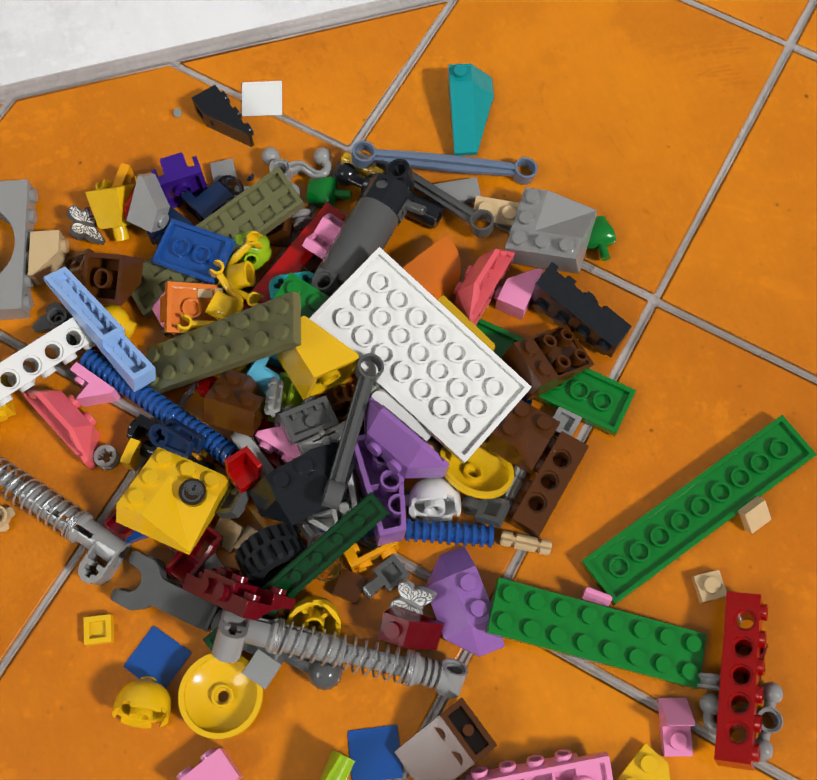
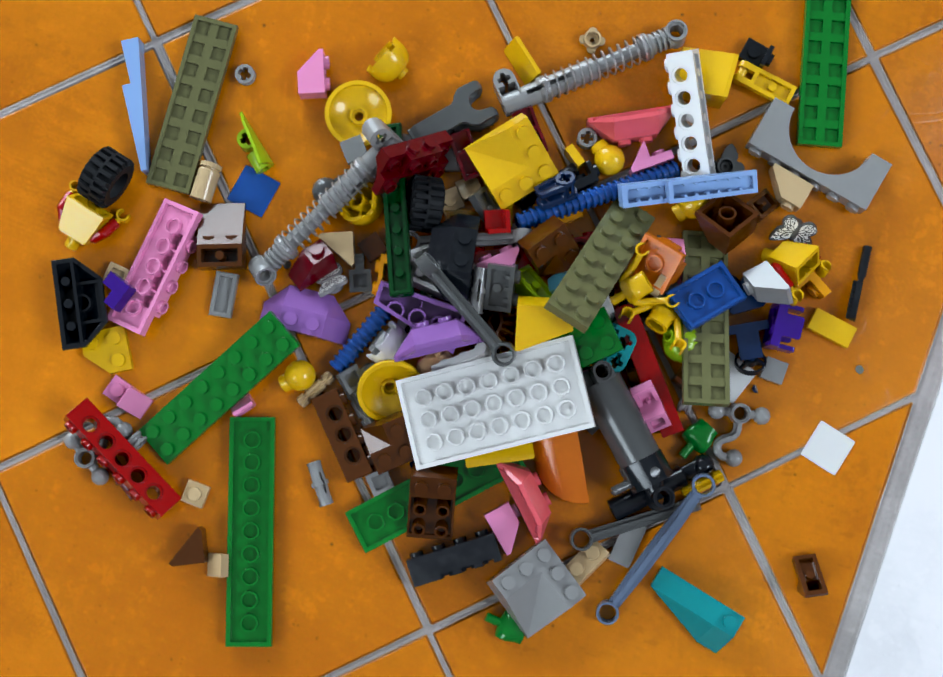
camera: 125 degrees right, 15 degrees up
(61, 569) = (522, 60): none -> yellow slope
(98, 630) = (462, 62): yellow tile -> none
(106, 149) = (857, 285): none -> black piece
(113, 423) = (608, 157): none -> yellow piece
(154, 149) = (831, 328): none -> yellow tile
(157, 657) = (416, 89): blue sticker -> none
(192, 492) = (504, 175): tile -> none
(219, 115) = (833, 399): black slope -> none
(274, 397) = (535, 275): light grey axle -> none
(368, 615) = (342, 244): none -> tan slope
(380, 41) = (809, 576): none -> reddish brown slope
(502, 703) = (224, 294): none -> light grey tile
(527, 565) = (298, 376): none -> yellow piece
(607, 476) = (320, 483): none -> light grey pin
(763, 547) = (194, 550): none -> reddish brown slope

